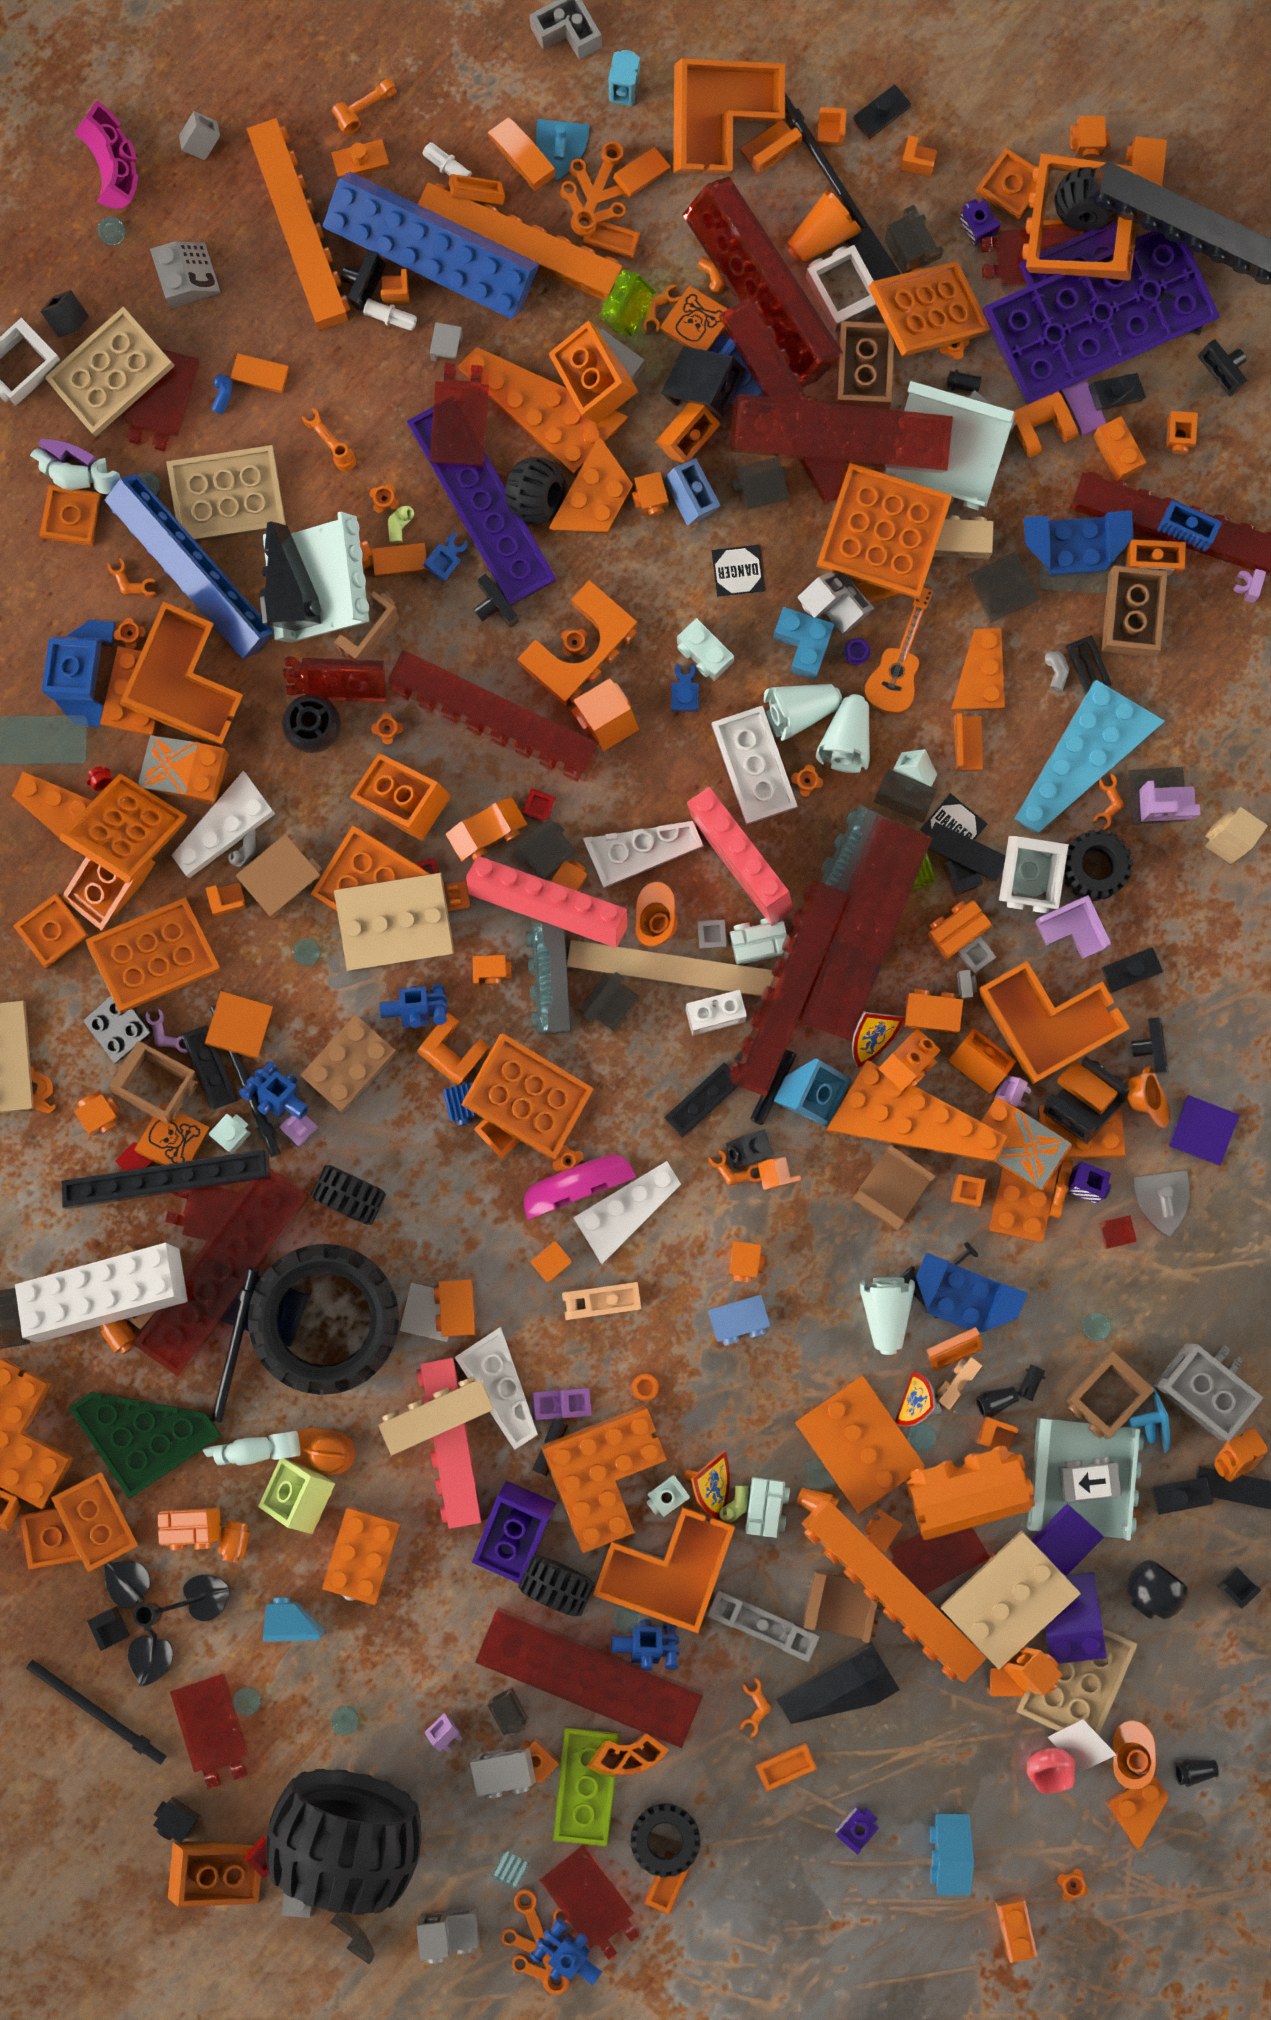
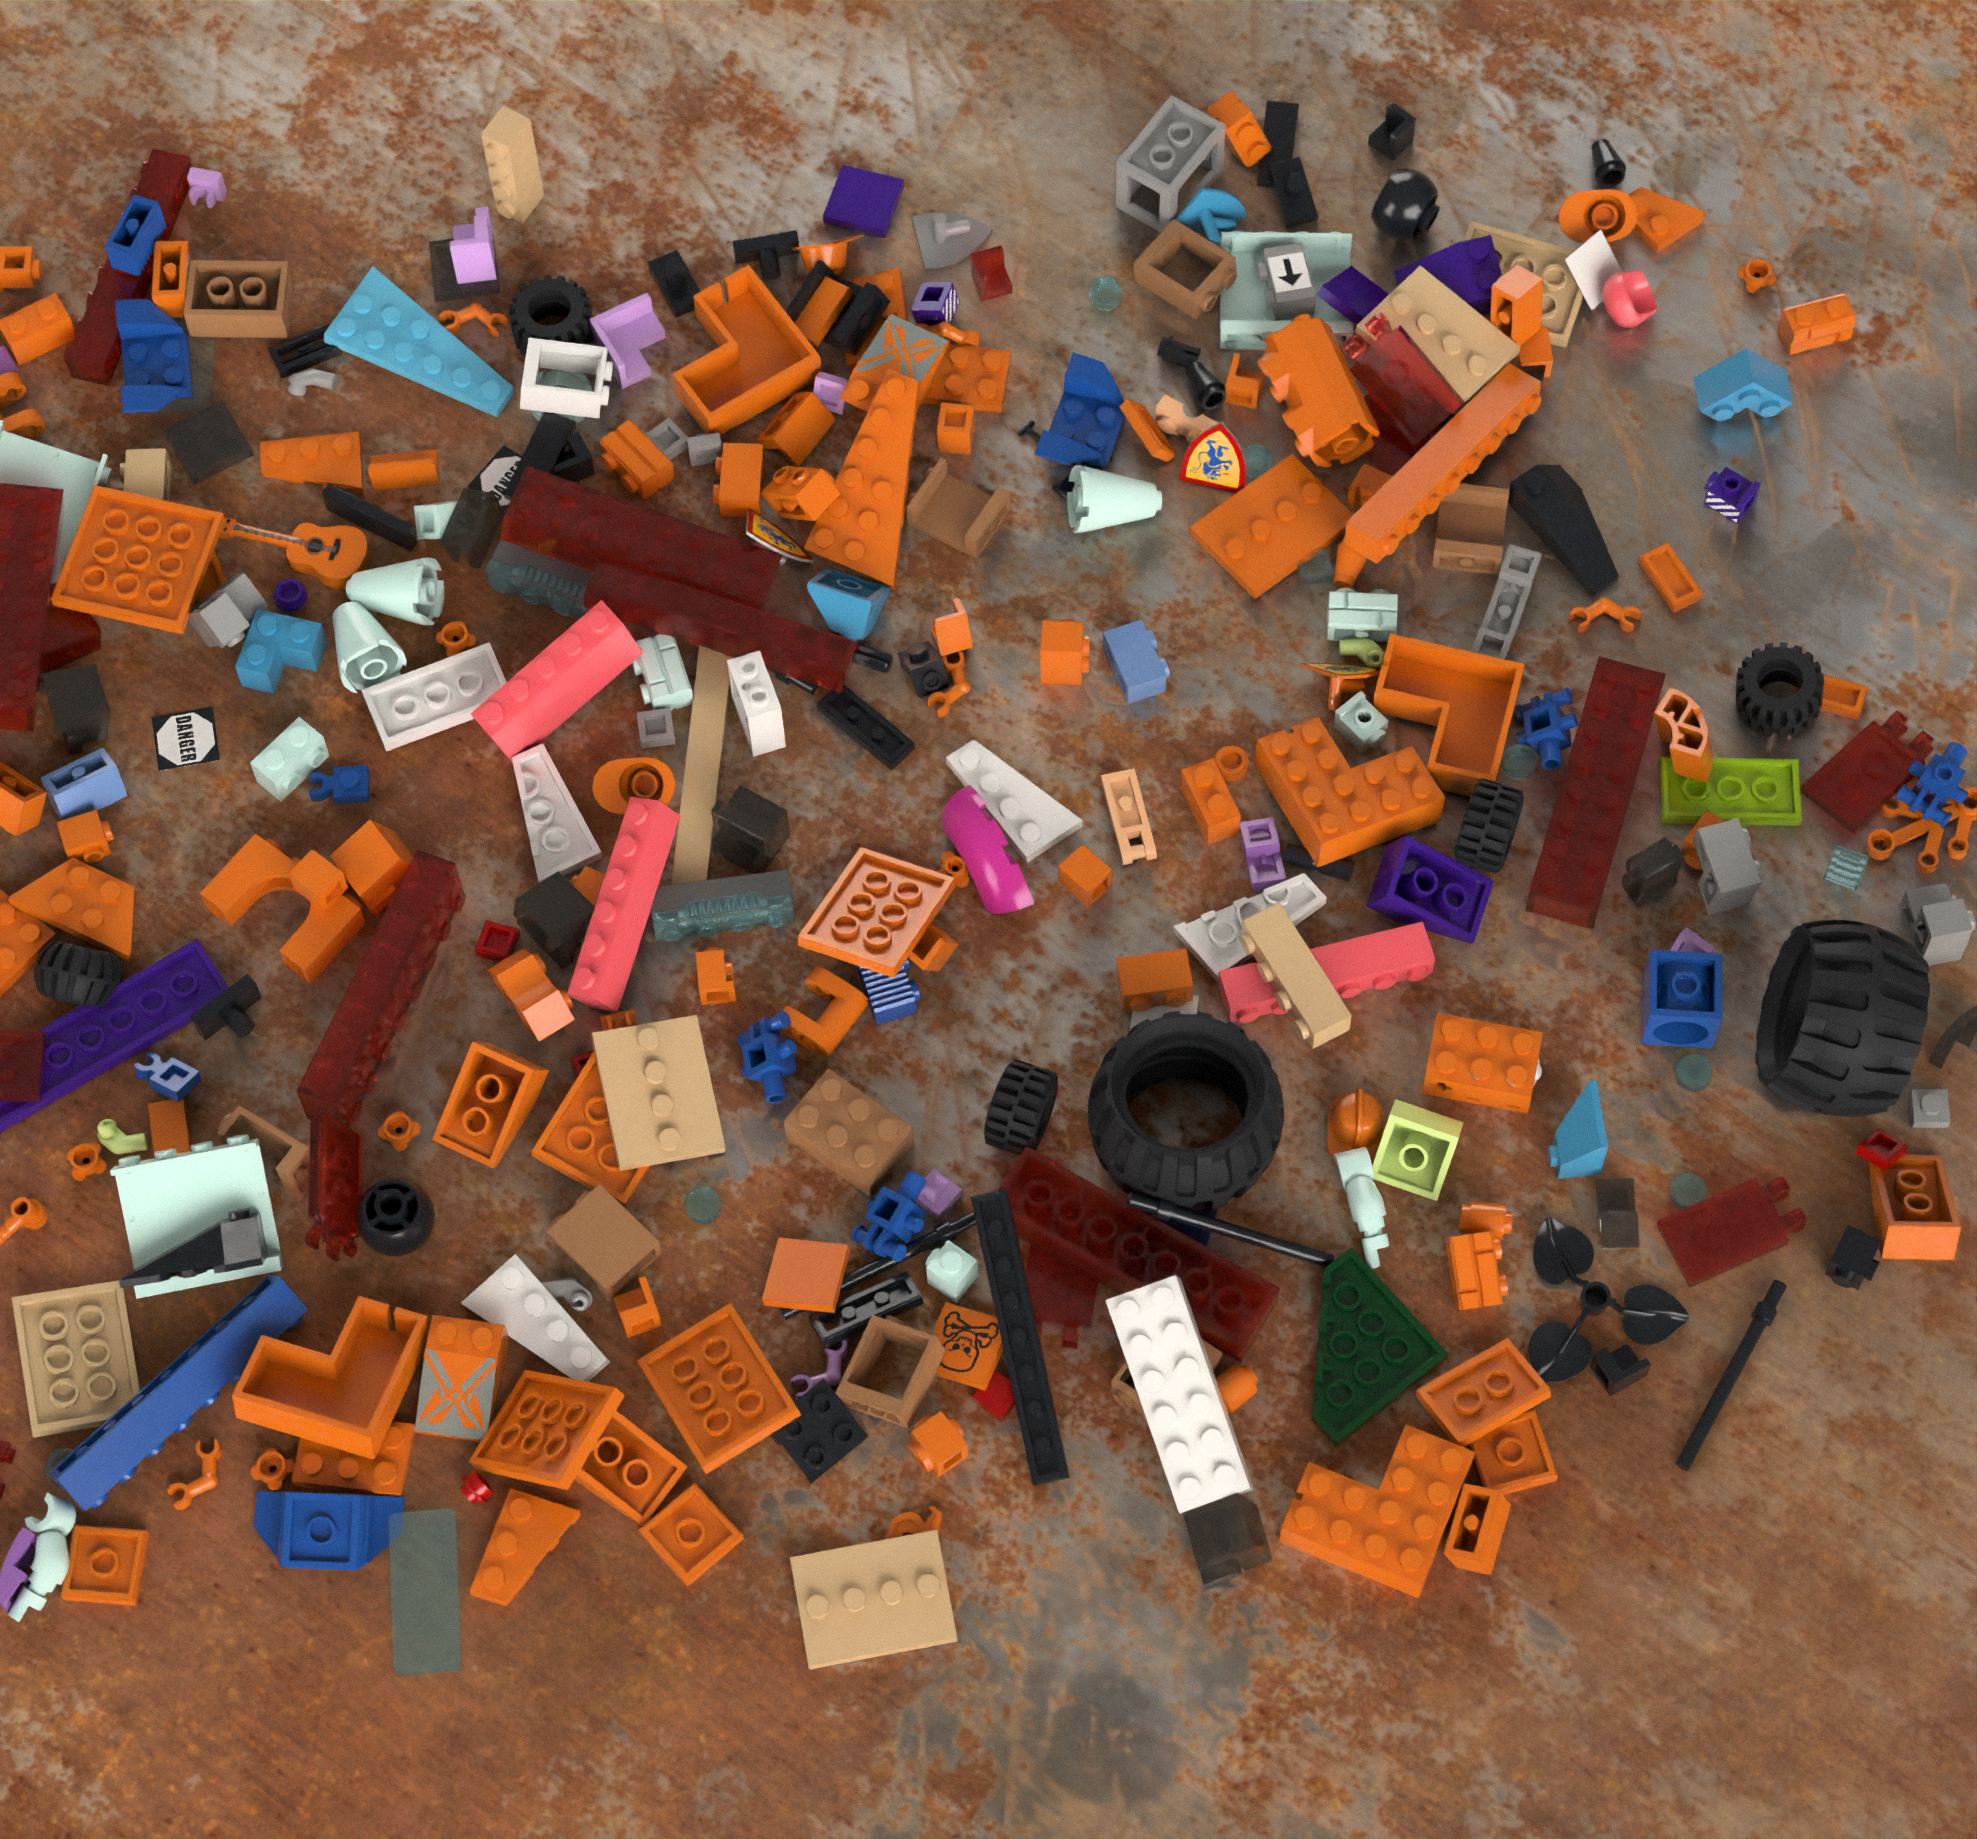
camera: 95 degrees left, 20 degrees down
(232, 1643) = (1617, 1213): none -> clear smoke slope
(393, 1718) = (1681, 999): none -> blue brick
(569, 636) = (281, 906): orange plate -> none
(583, 668) = (318, 880): none -> orange panel
(606, 1366) = (1210, 801): none -> orange brick
(921, 714) = (369, 517): none -> black tile
(970, 1564) = (1402, 379): none -> clear red tile

